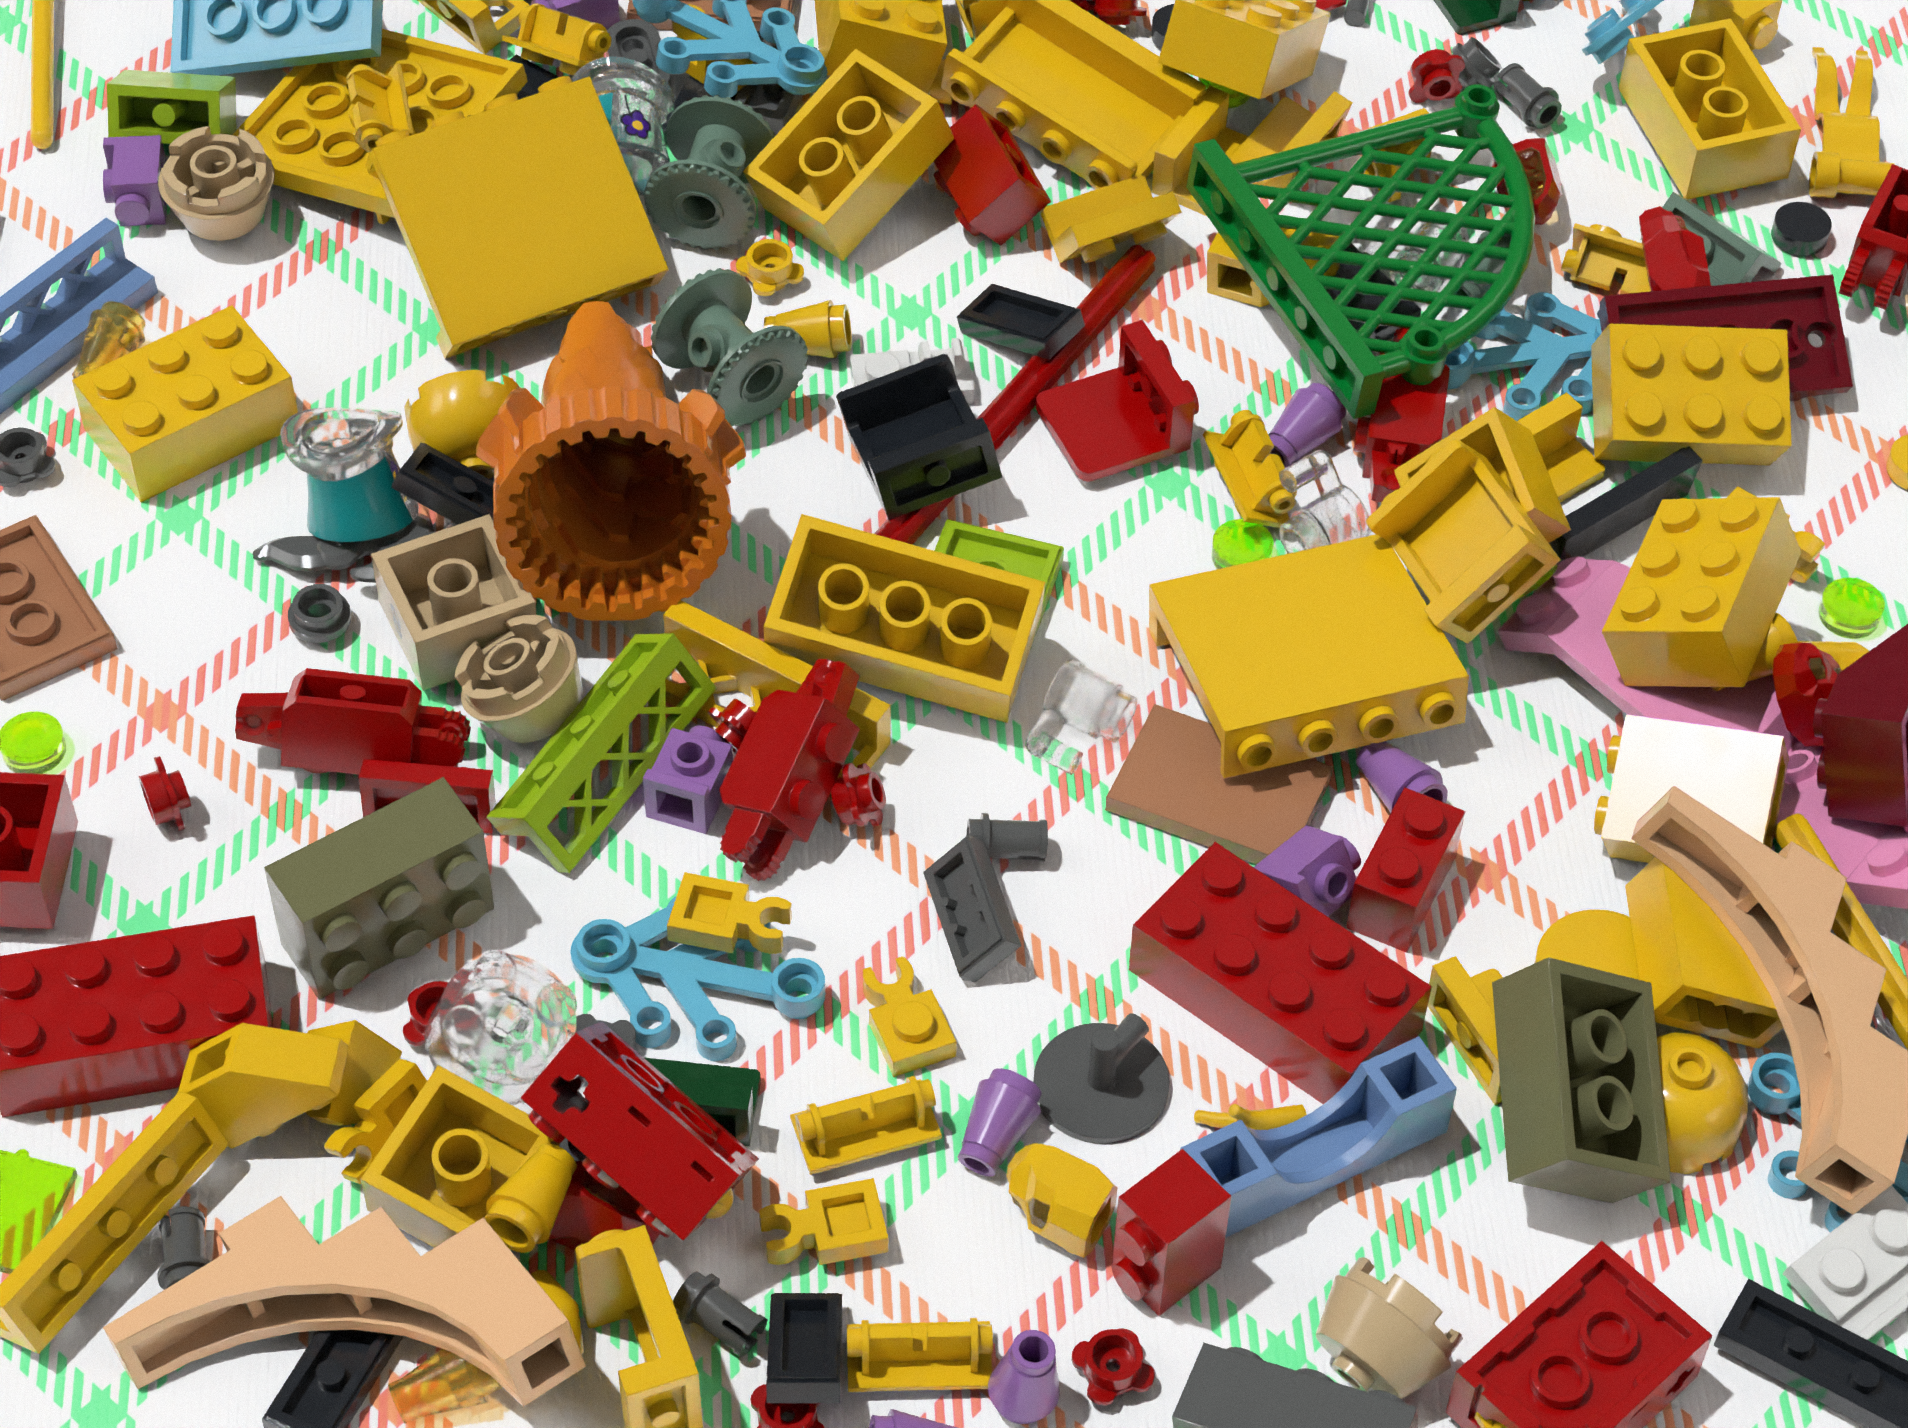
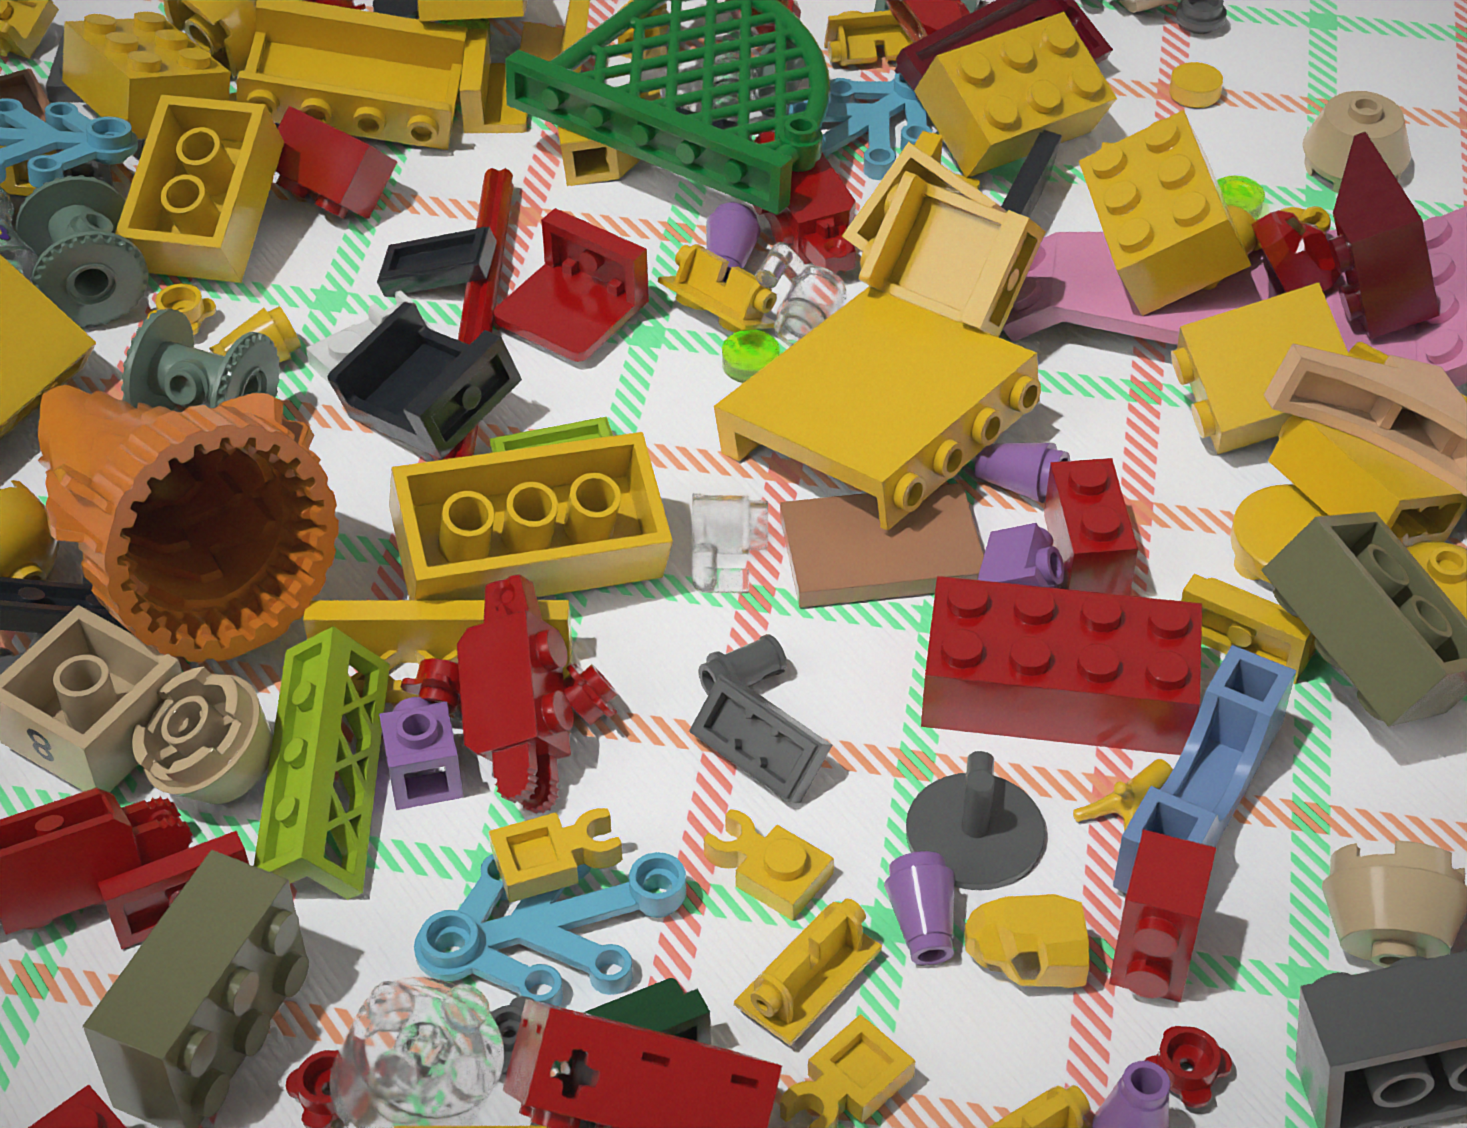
camera: 30 degrees left, 5 degrees down
(1107, 216) = (451, 158): yellow bracket -> none

